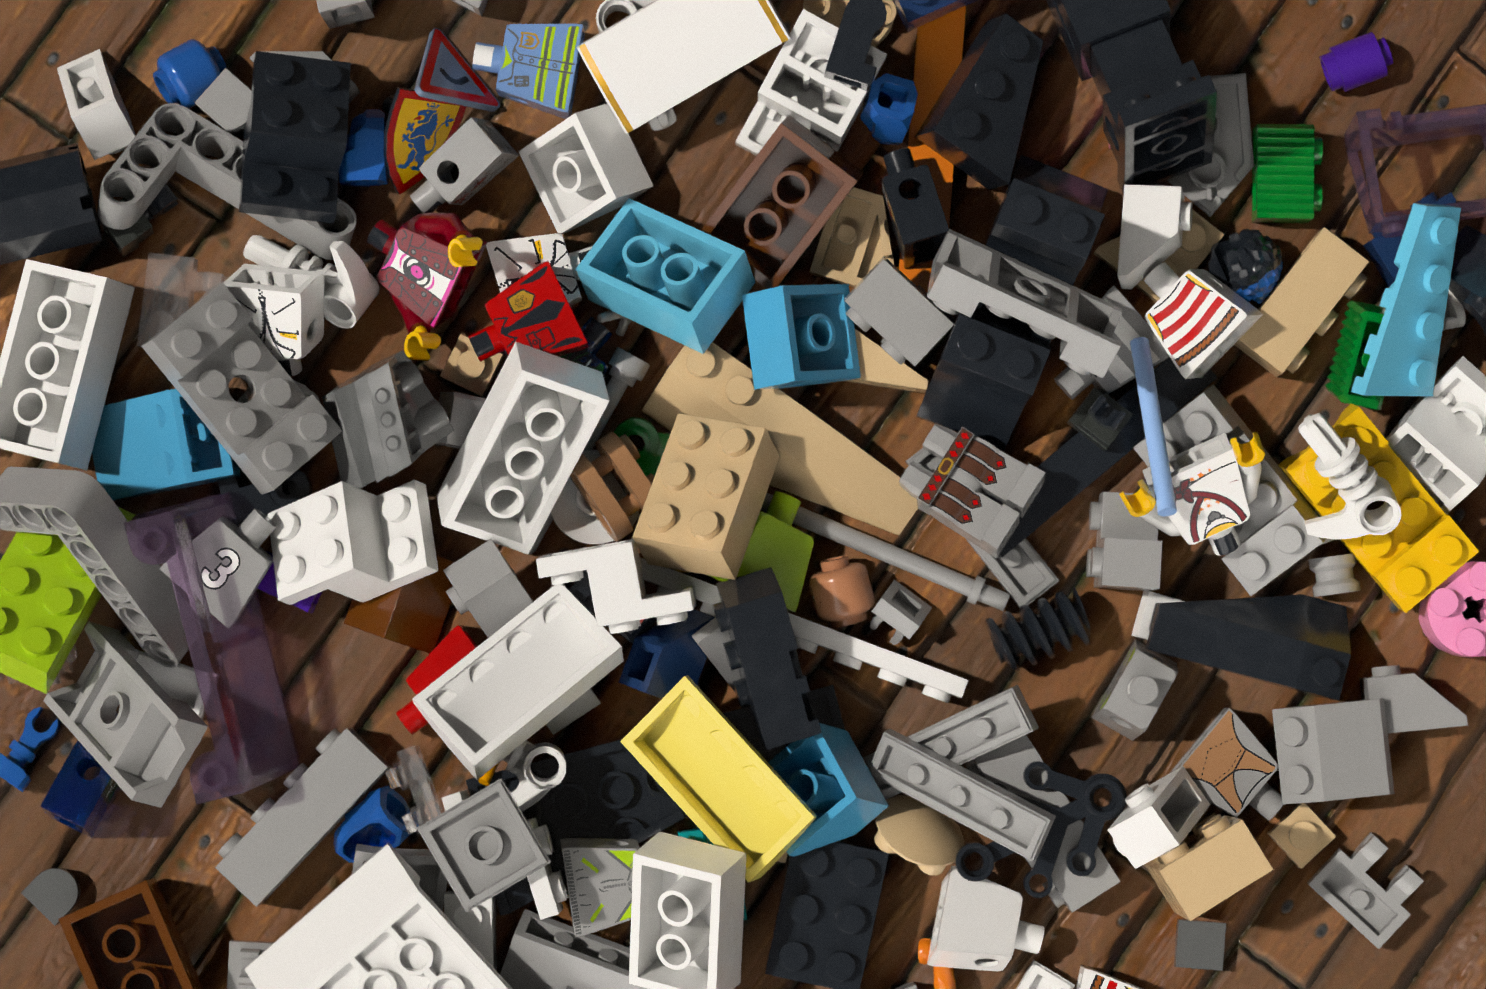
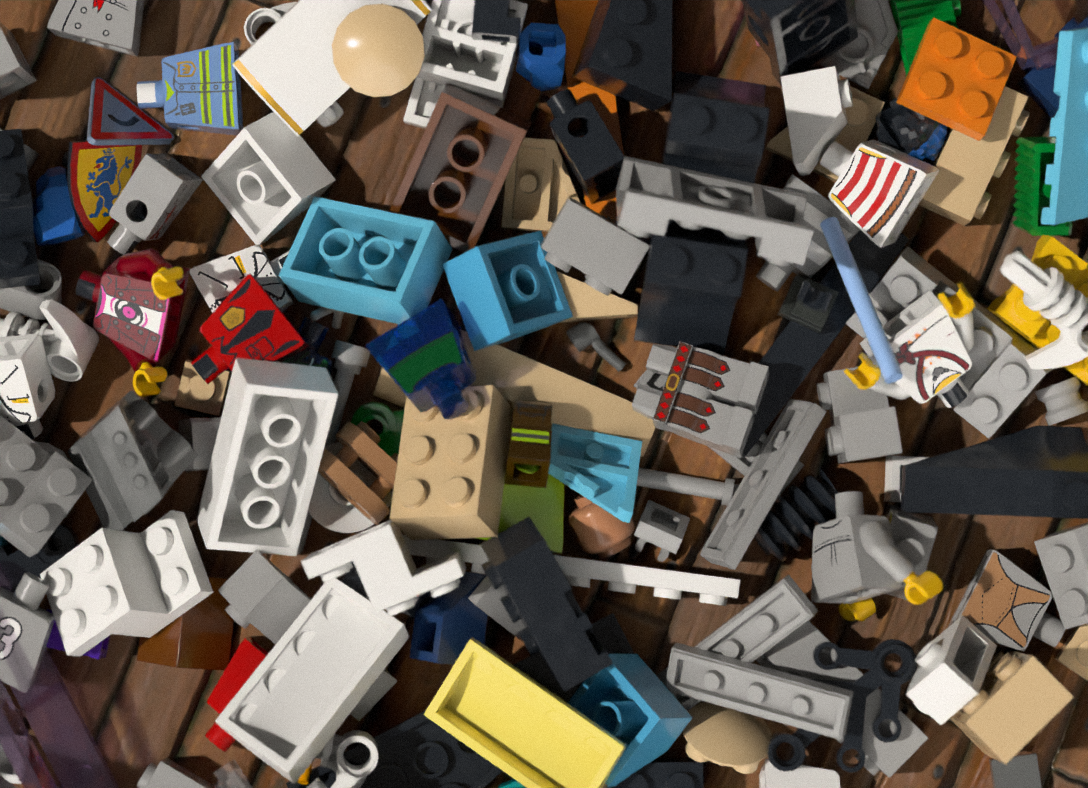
camera: 10 degrees left, 0 degrees up
(706, 388) = (428, 360): none -> clear blue torso
(727, 66) = (378, 50): none -> tan dish
(789, 494) = (530, 443): none -> dark brown leg
(849, 534) = (597, 467): none -> medium azure wing
(867, 400) = (584, 335): none -> dark grey hand
(1012, 588) = (762, 483): none -> light grey tile
(1092, 688) = (859, 561): none -> light grey torso
(1300, 227) = (956, 79): none -> orange plate

